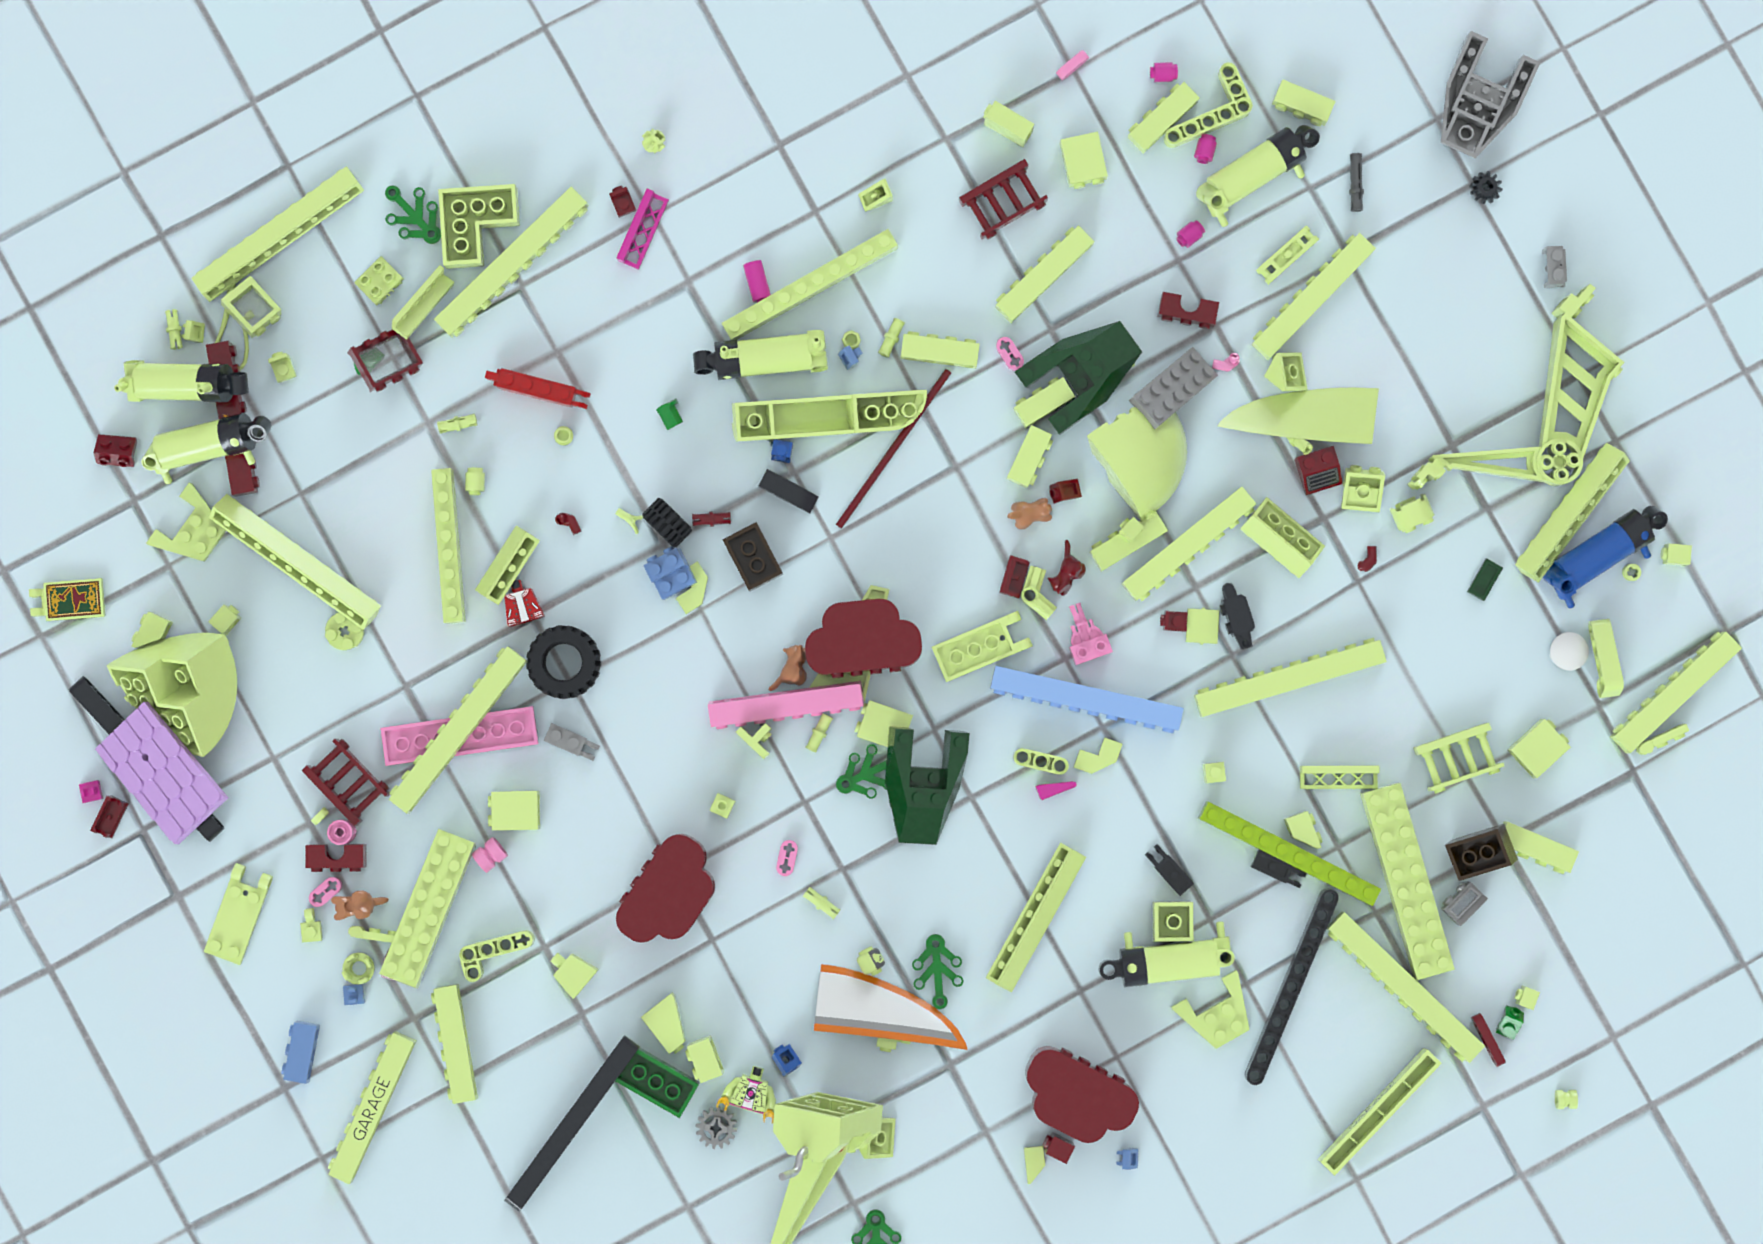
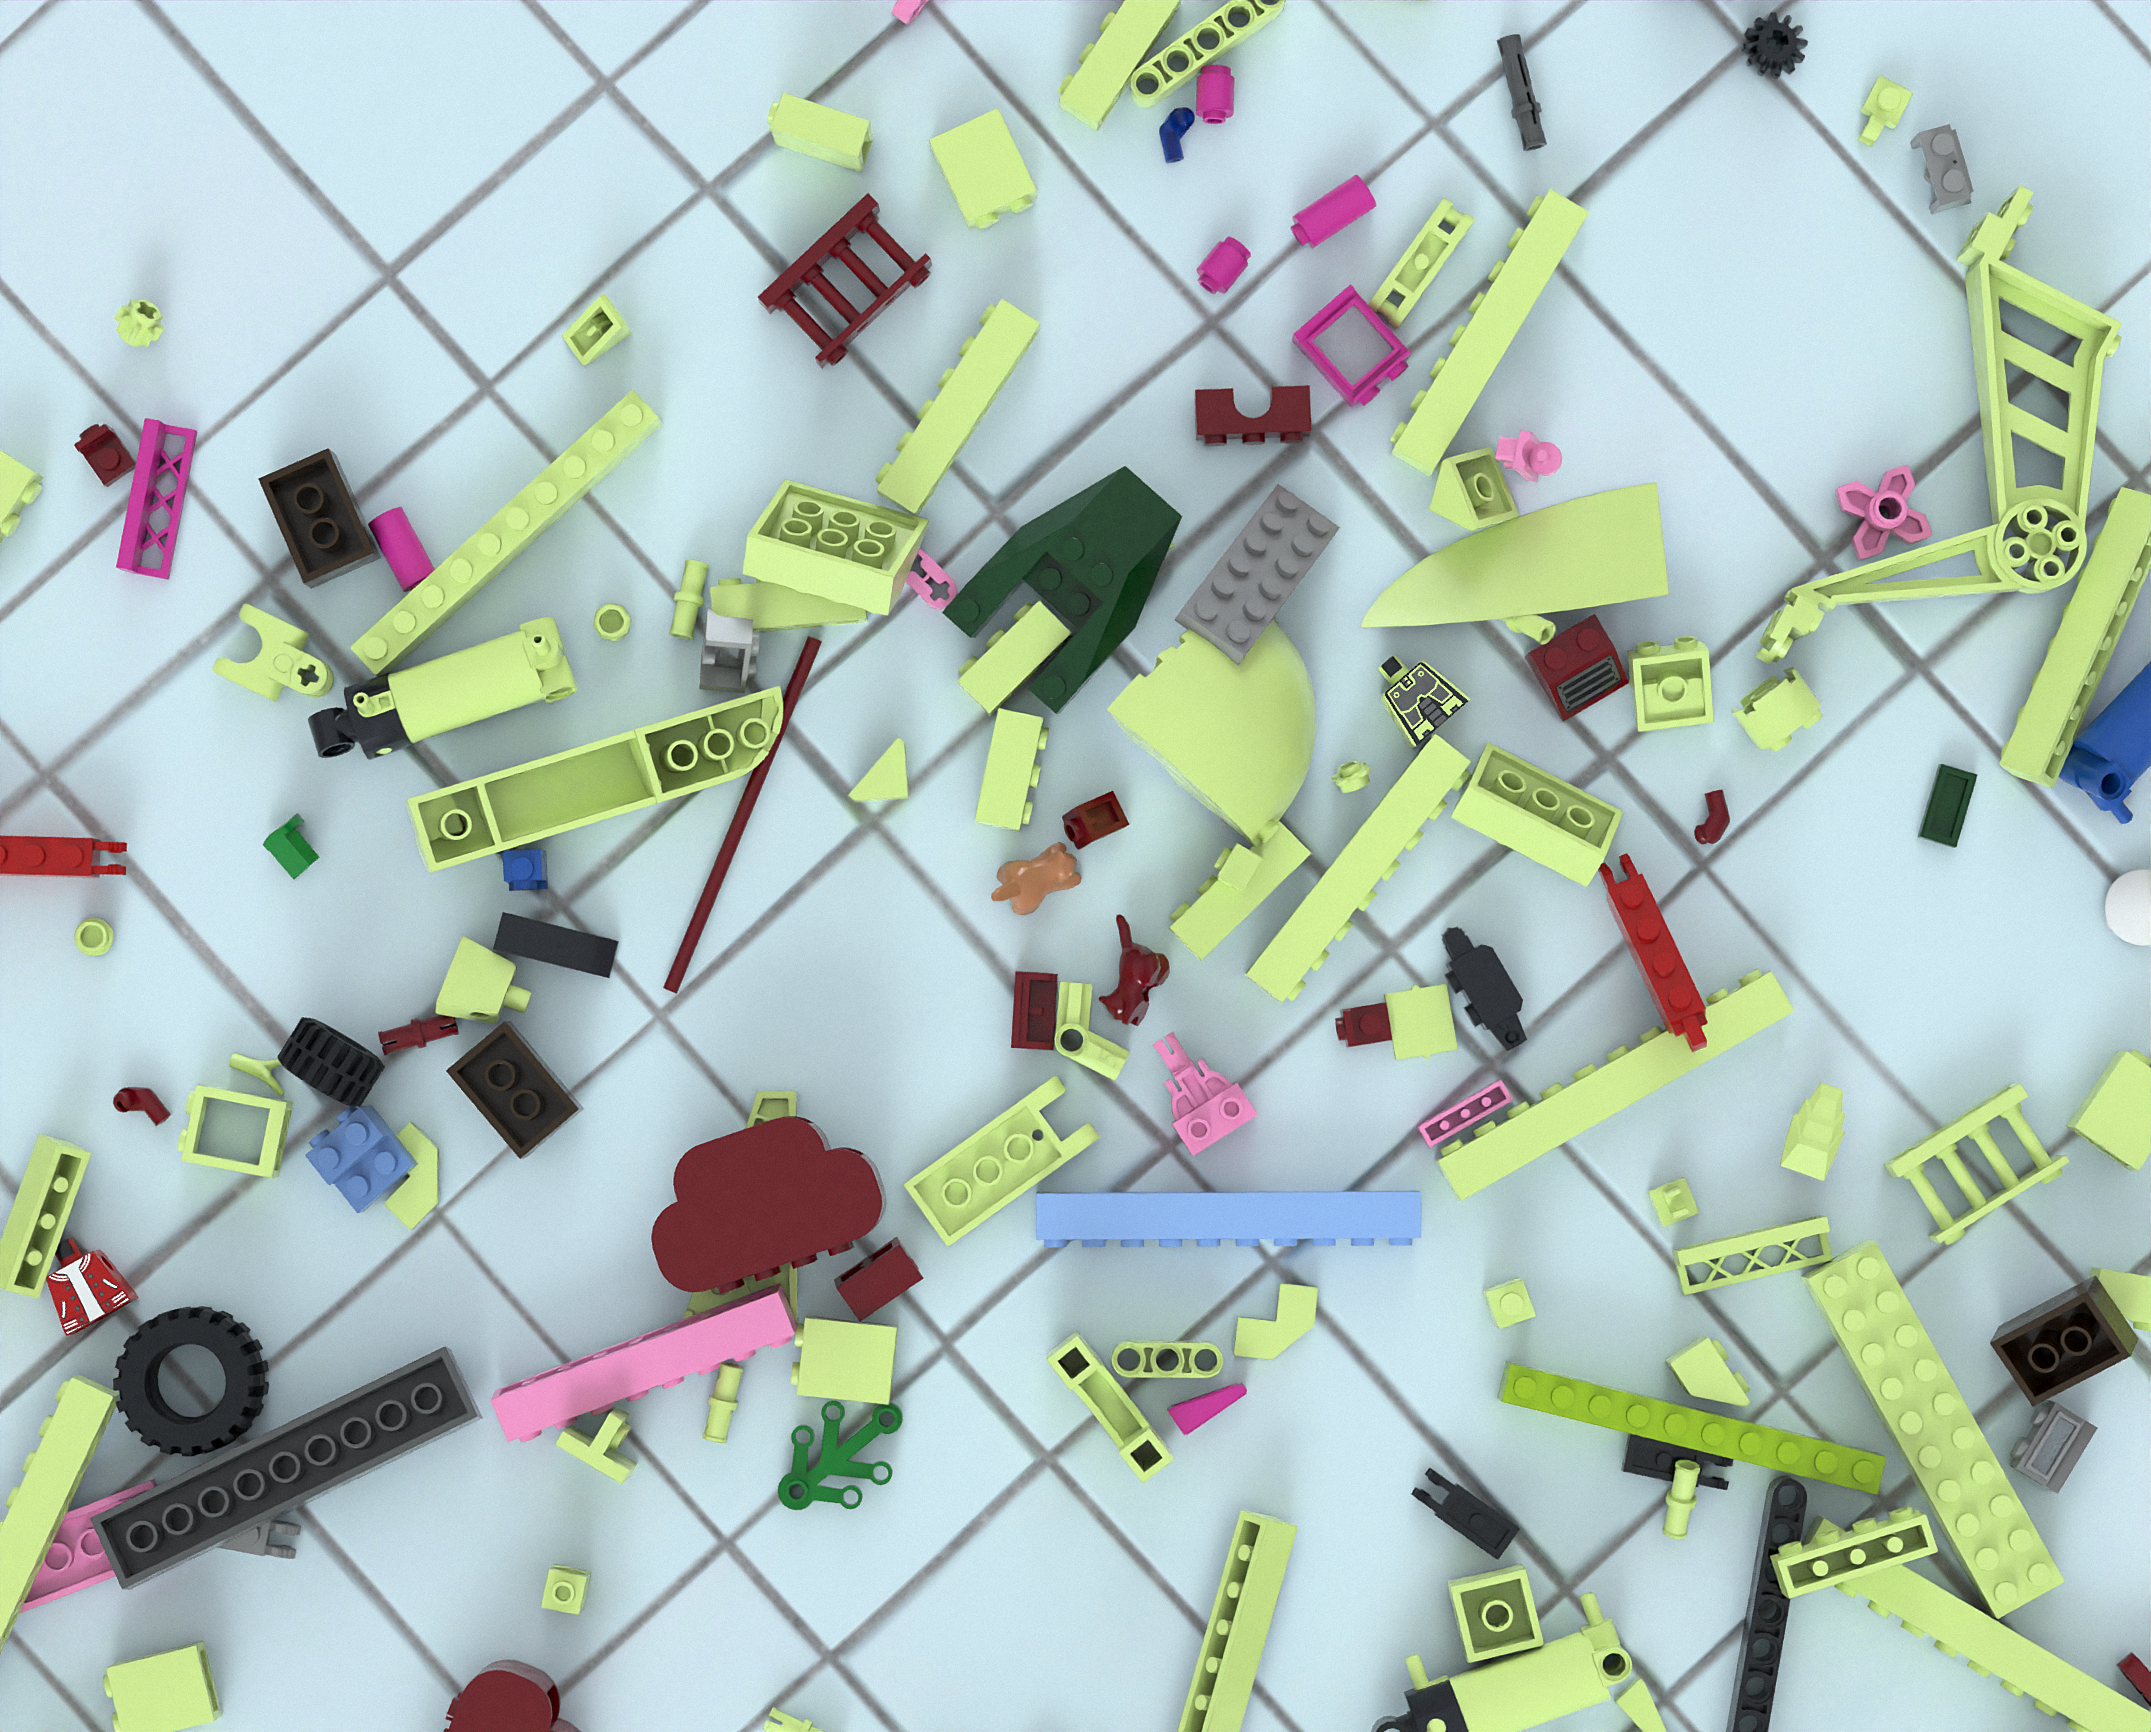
camera: 15 degrees left, 0 degrees up
(601, 714) = (286, 1468): none -> dark grey brick
(629, 555) = (274, 1137): none -> yellowish green window
(685, 322) = (279, 661): none -> yellowish green piece
(720, 256) = (319, 518): none -> dark brown brick
(747, 502) = (480, 985): none -> yellowish green torso
(791, 859) = (706, 1661): bright pink beam -> none
(792, 671) = (644, 1293): nougat animal -> none
(849, 357) = (616, 655): medium blue tile -> none
(905, 368) = (727, 653): none -> light grey window
(908, 690) = (878, 1279): none -> dark red hinge
(923, 795) = (951, 1478): dark green wedge -> none
(967, 447) = (886, 778): none -> yellowish green slope
(969, 328) = (834, 547): none -> yellowish green slope
(1008, 777) = (1111, 1405): none -> yellowish green arch
(1181, 161) = (1173, 130): none -> clear blue arm
(1196, 498) = (1352, 776): none -> yellowish green plate
(1213, 675) = (1464, 1113): none -> bright pink piece
(1228, 364) = (1354, 502): bright pink arm -> none
(1237, 468) = (1418, 699): none -> torso
(1244, 288) = (1352, 347): none -> window
(1250, 220) = (1332, 212): none -> dark pink brick
(1255, 169) = (1322, 110): yellowish green piece -> none
(1276, 887) = (1681, 1499): none -> yellowish green pin
(1305, 742) = (1673, 1202): none -> yellowish green tile
(1319, 361) = (1528, 456): none -> bright pink hips
(1325, 618) = (1655, 954): none -> red hinge
(1354, 931) = (1853, 1553): none -> yellowish green brick
(1383, 723) = (1815, 1133): none -> yellowish green connector
(1492, 421) = (1891, 495): none -> bright pink plant
(1533, 230) = (1884, 107): none -> yellowish green plate

